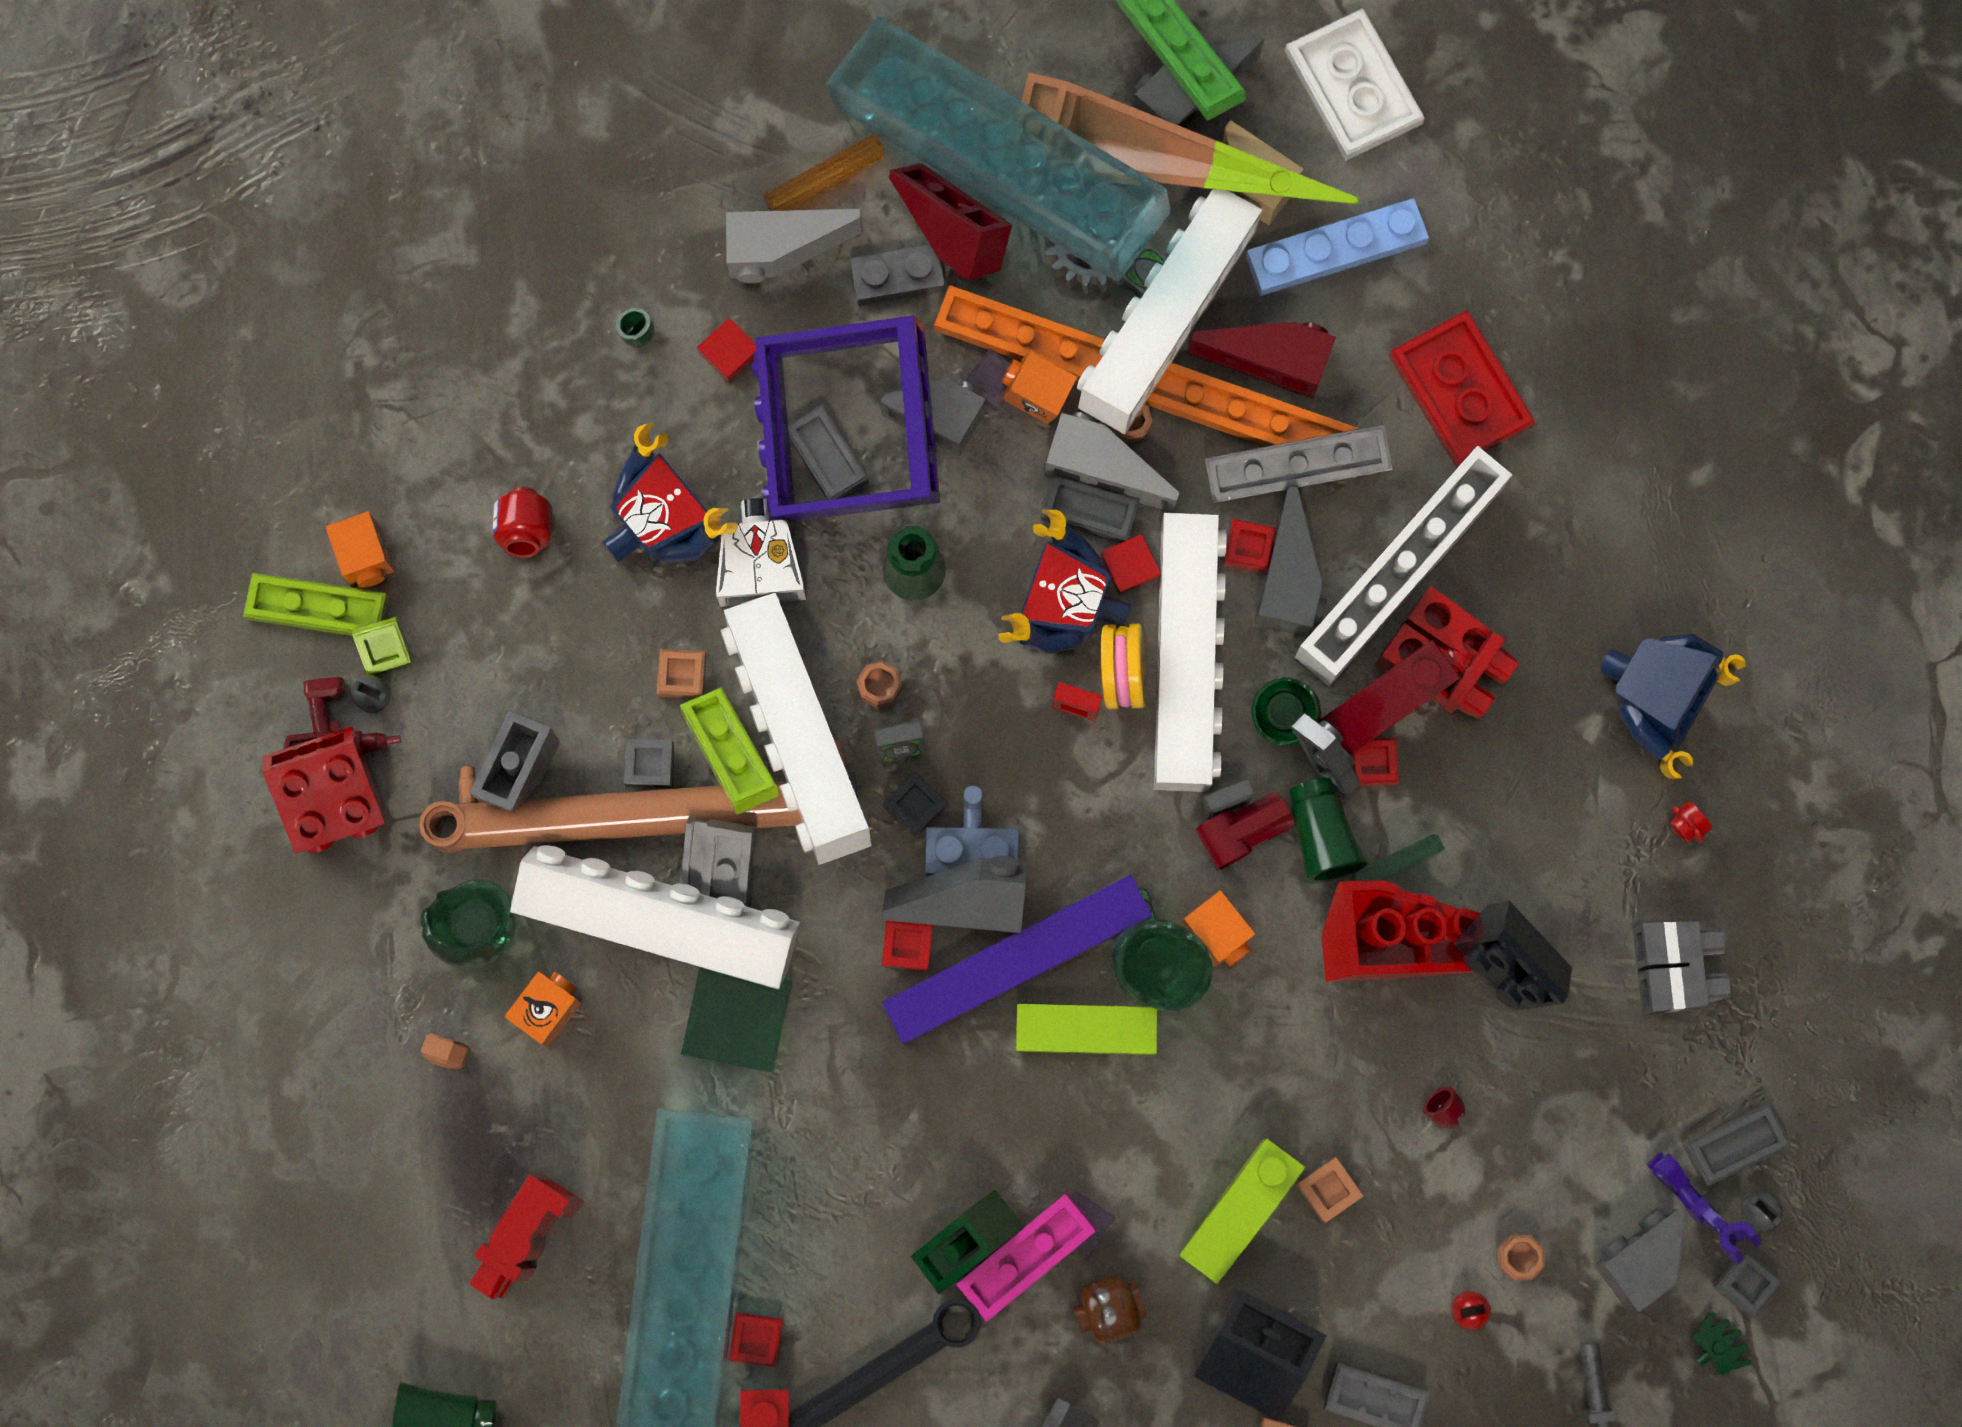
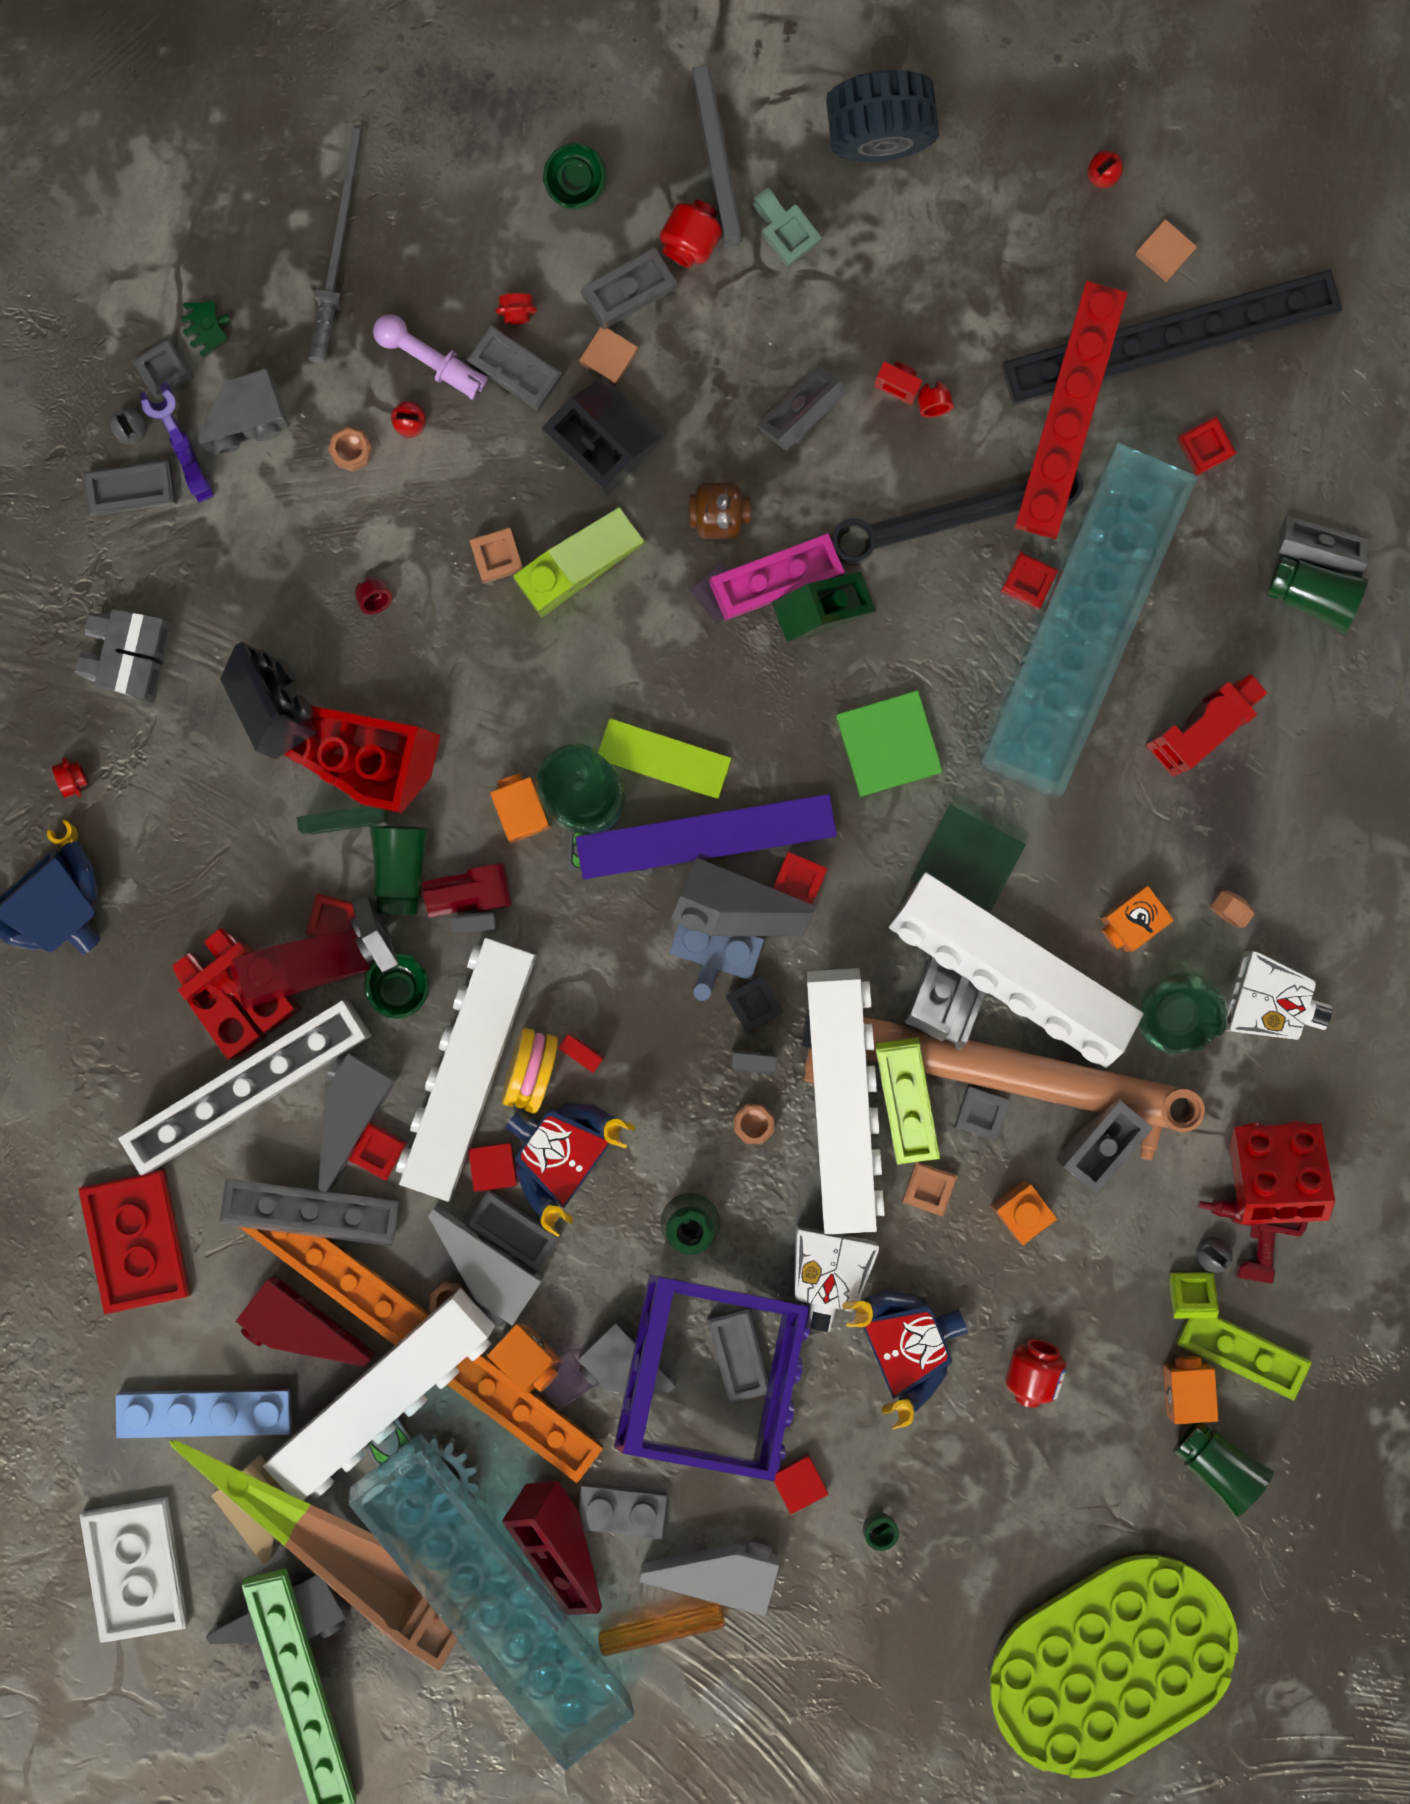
camera: 165 degrees left, 10 degrees up
(307, 485) = (1223, 1467): none -> dark green plant
(367, 268) = (1113, 1666): none -> lime plate
(377, 966) = (1273, 1000): none -> white torso
(578, 675) = (1023, 1212): none -> orange brick
(855, 1117) = (888, 743): none -> bright green tile
(1520, 1398) = (392, 332): none -> lavender pin

